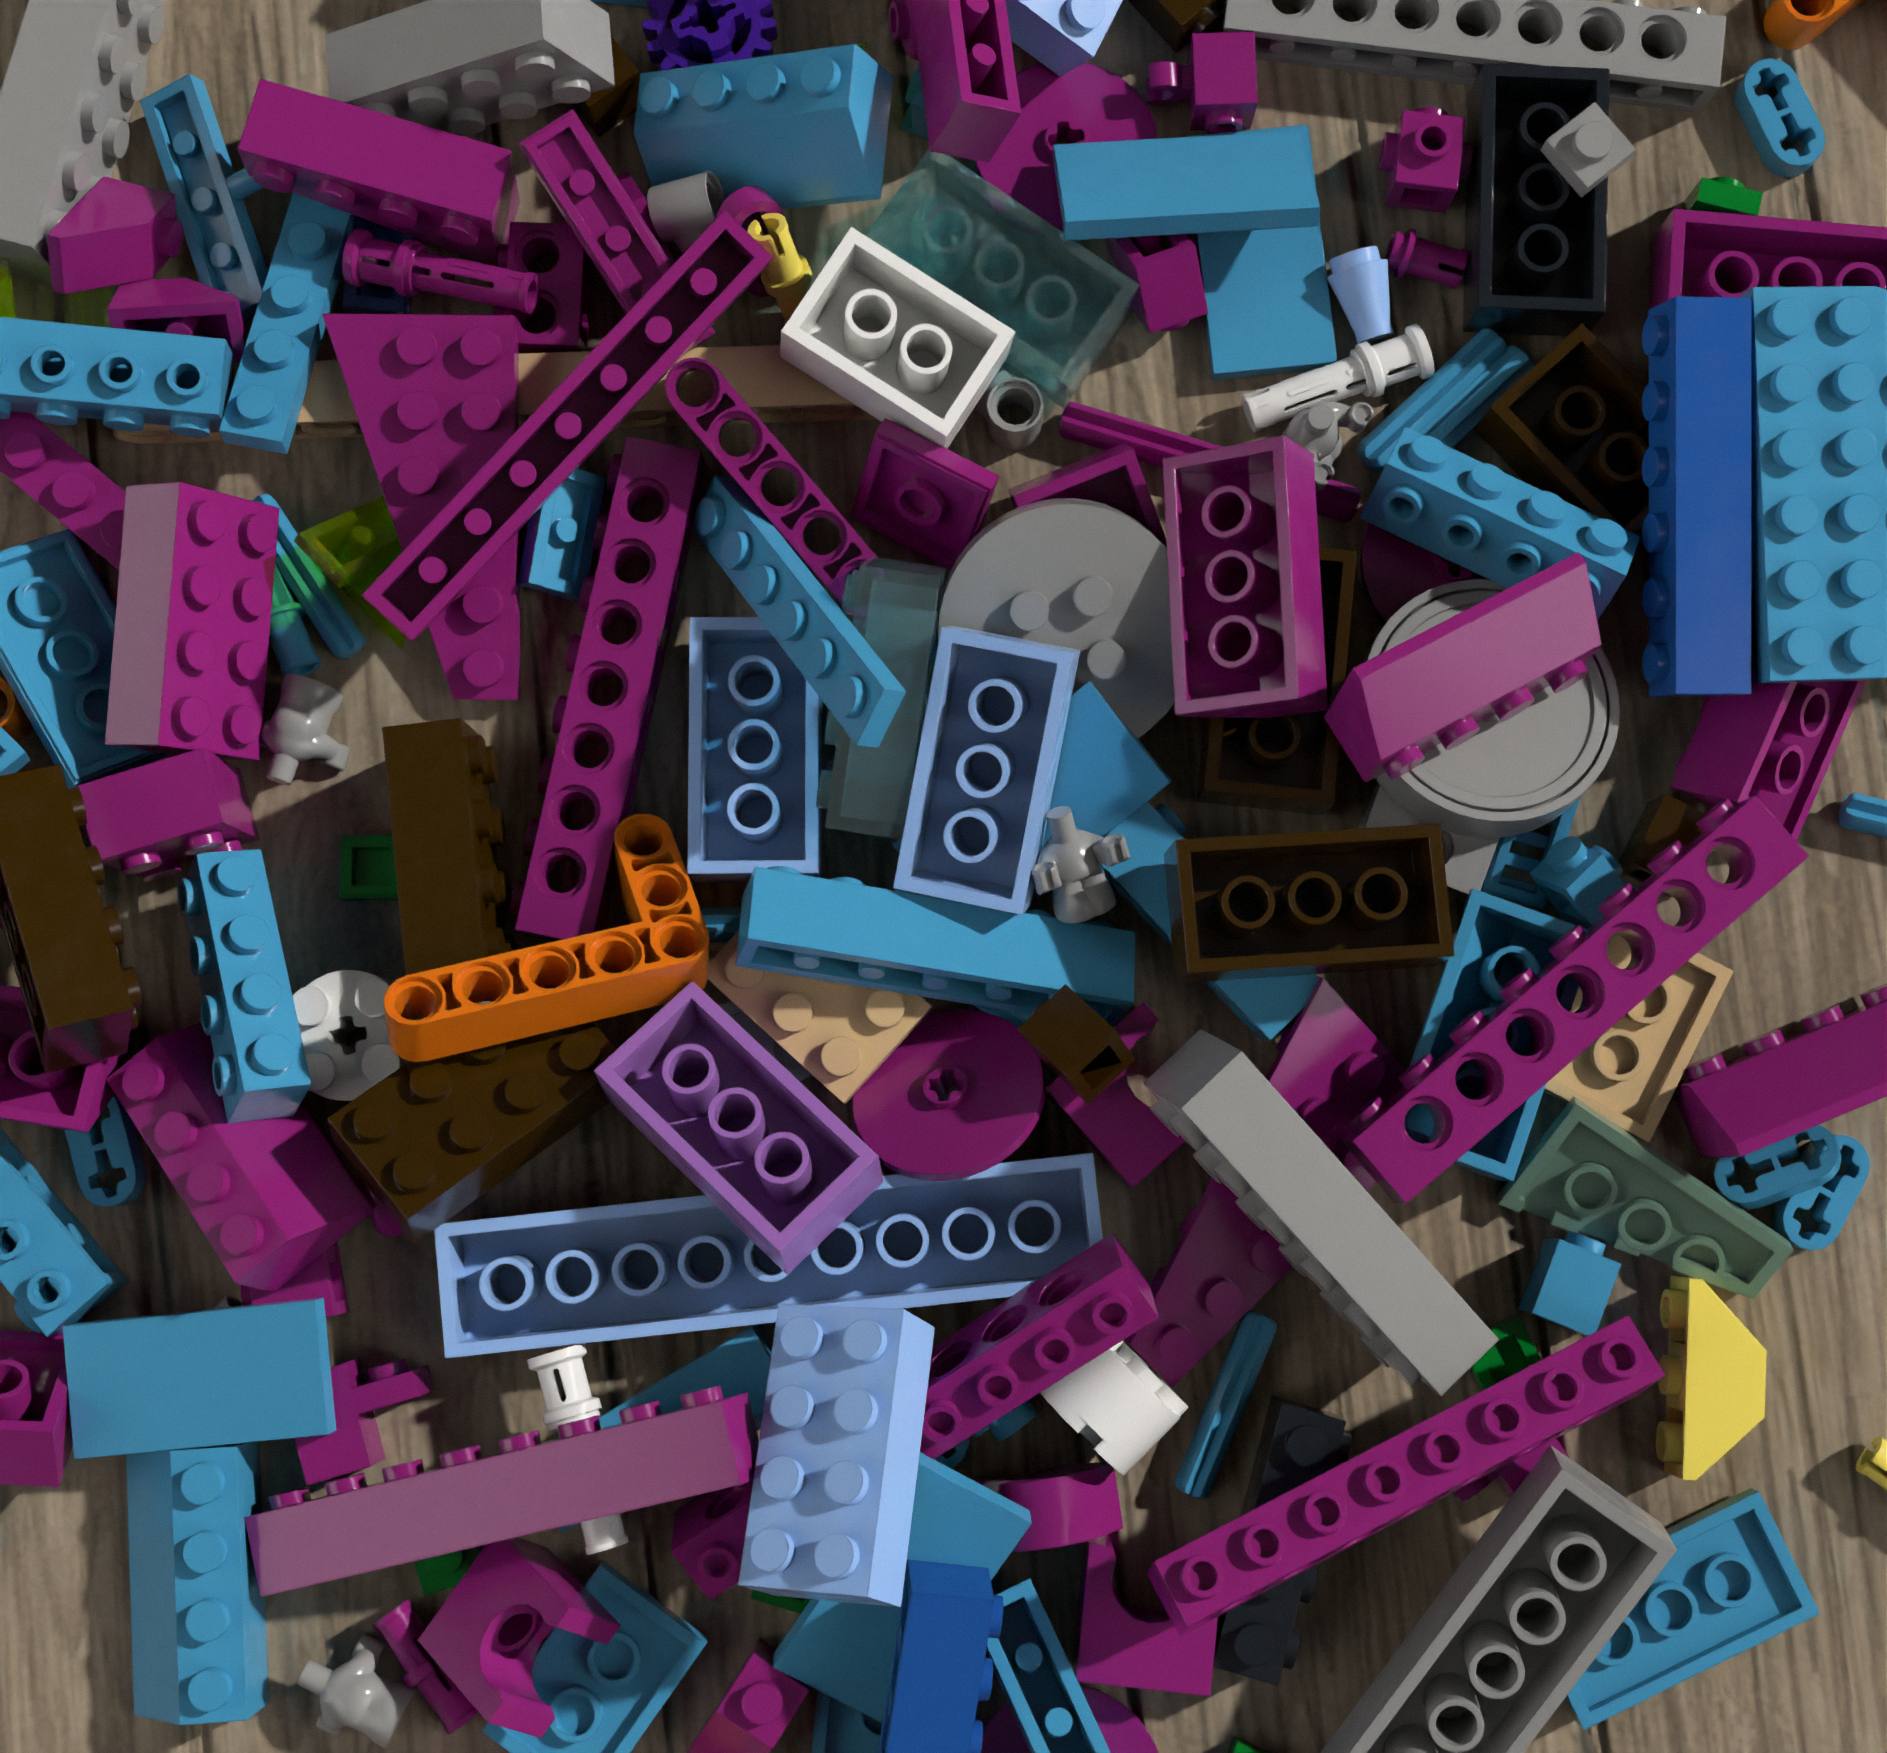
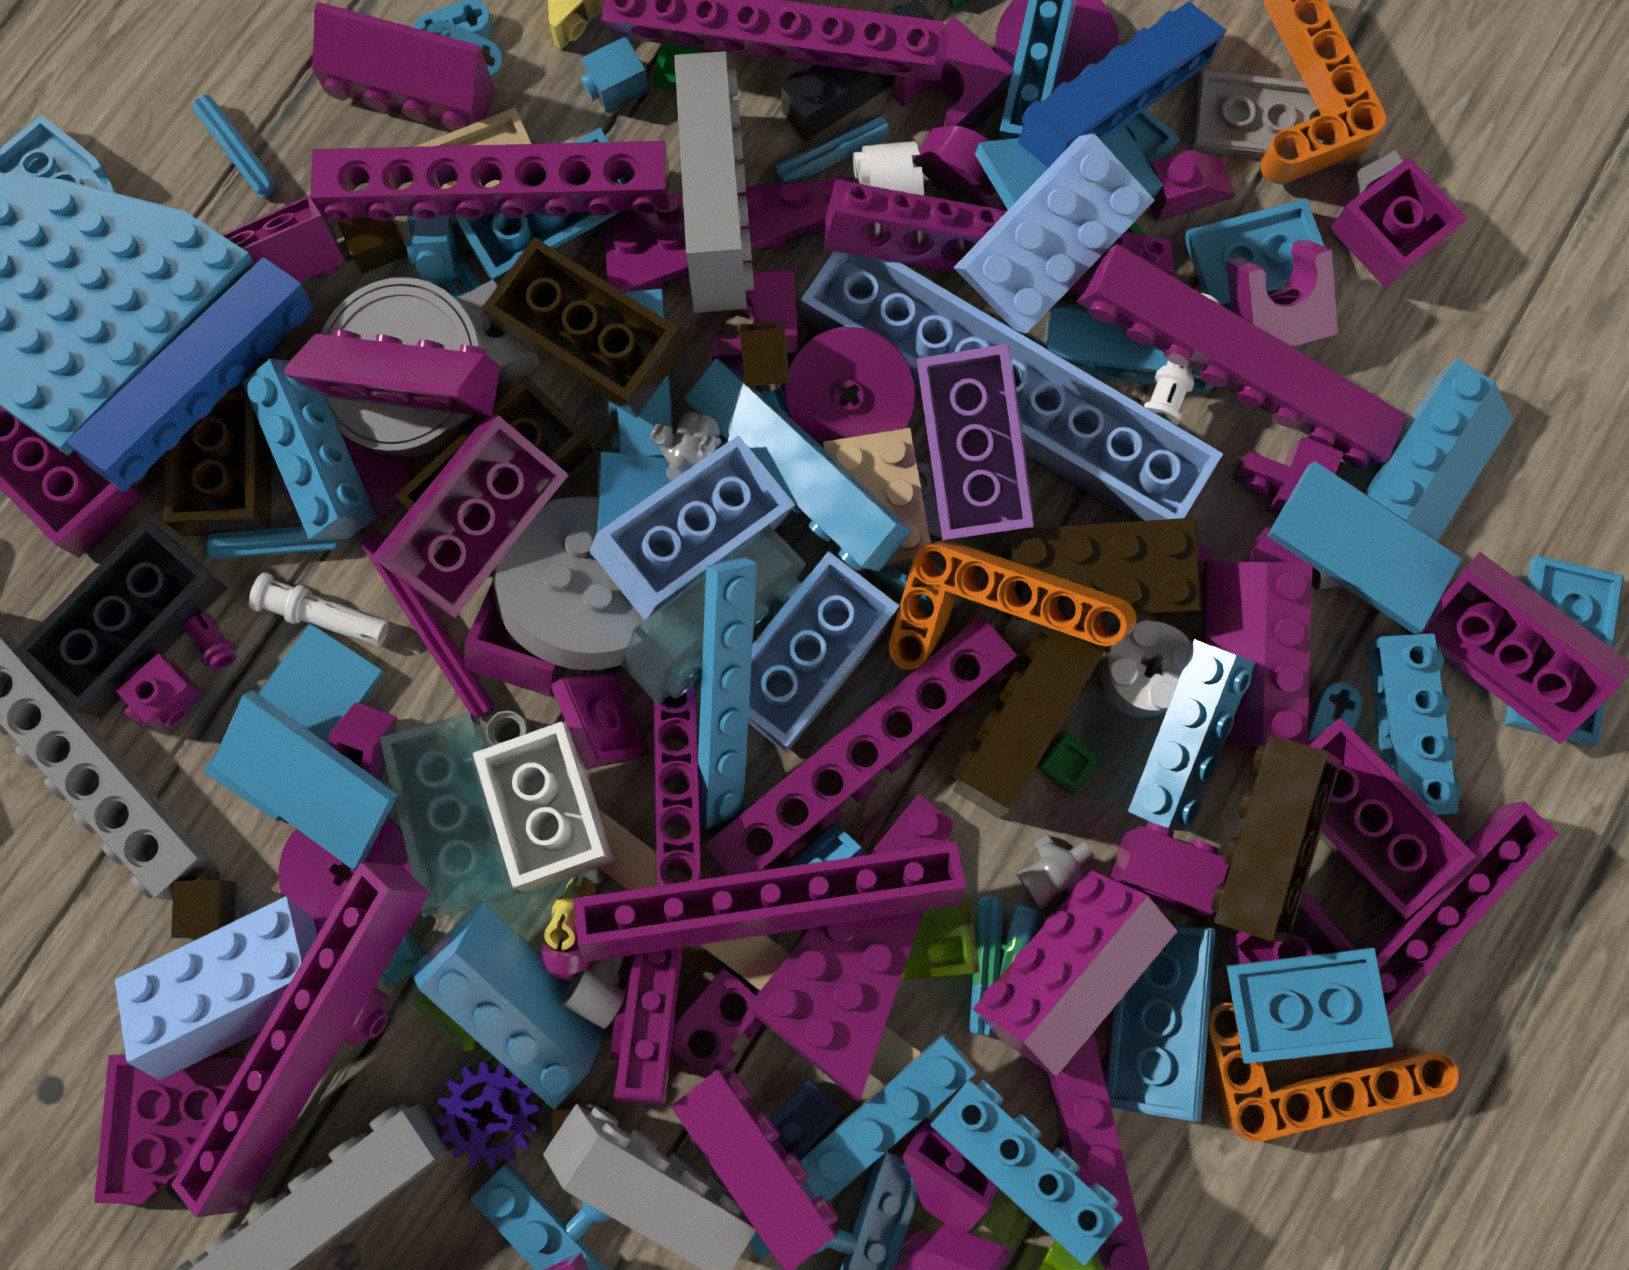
camera: 145 degrees left, 5 degrees down
(357, 1694) = (1386, 336): light grey piece -> none
(401, 1631) = (1341, 346): magenta pin -> none
(411, 267) = (783, 1092): magenta pin -> none
(1215, 81) = (231, 836): magenta brick -> none
(1319, 433) = (359, 588): light grey piece -> none
(1363, 292) = (260, 650): light blue cone -> none
(1432, 396) = (278, 562): dark azure axle -> none
(1588, 149) = (69, 611): light grey plate -> none
(1620, 1190) = (541, 82): sand green wing -> none
(1723, 196) = (27, 540): green plate -> none

